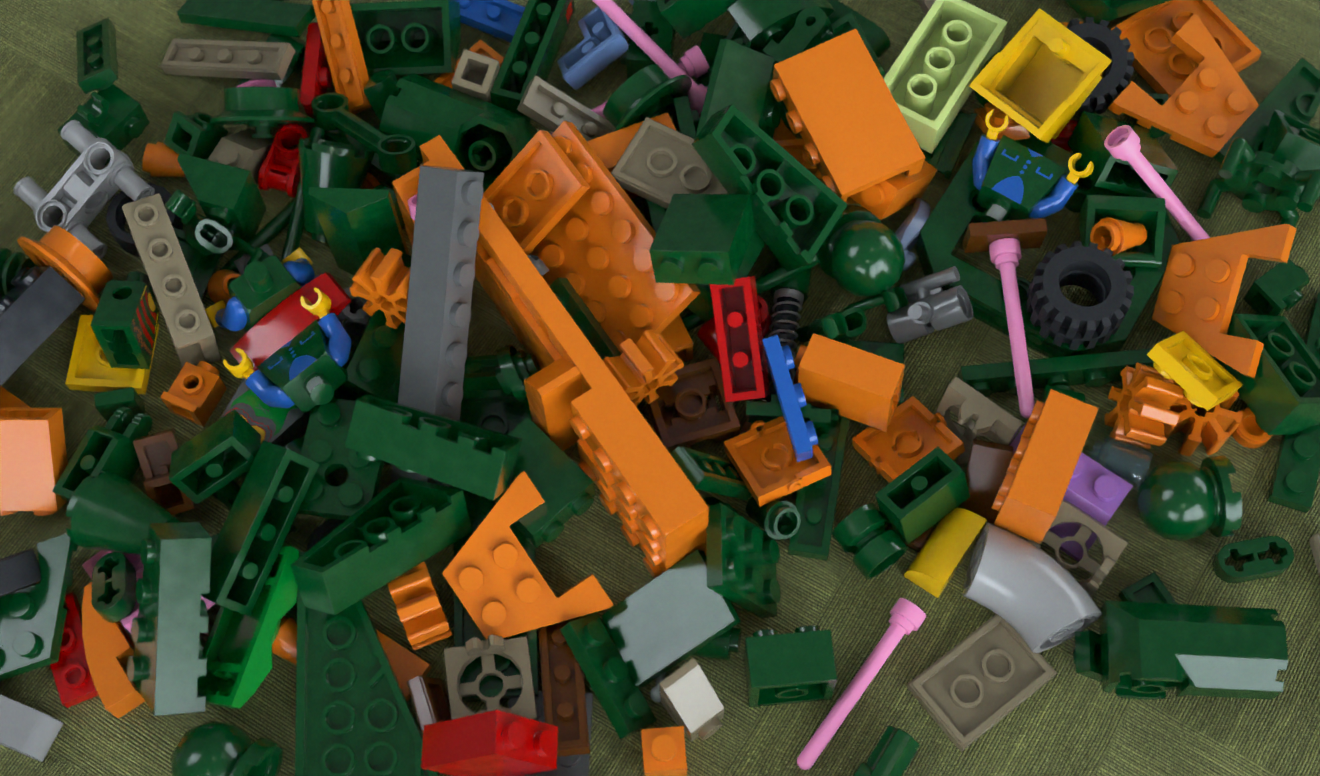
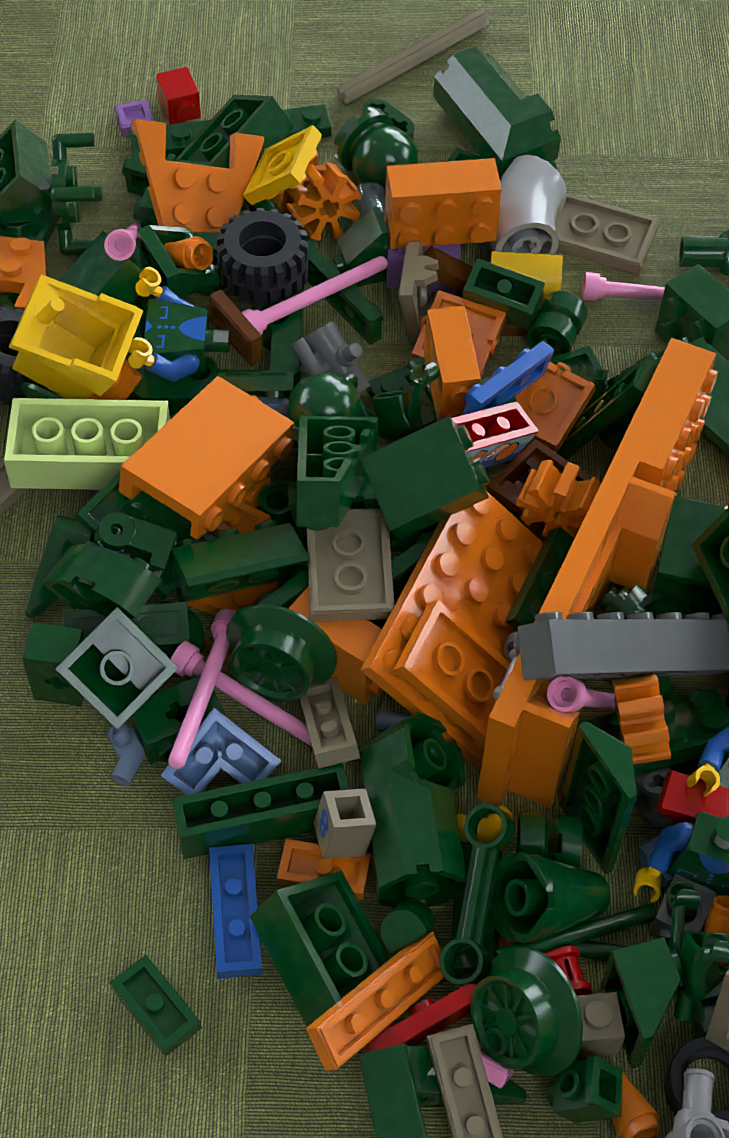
camera: 125 degrees left, 10 degrees down
(931, 221) = (272, 383): none -> dark green plate

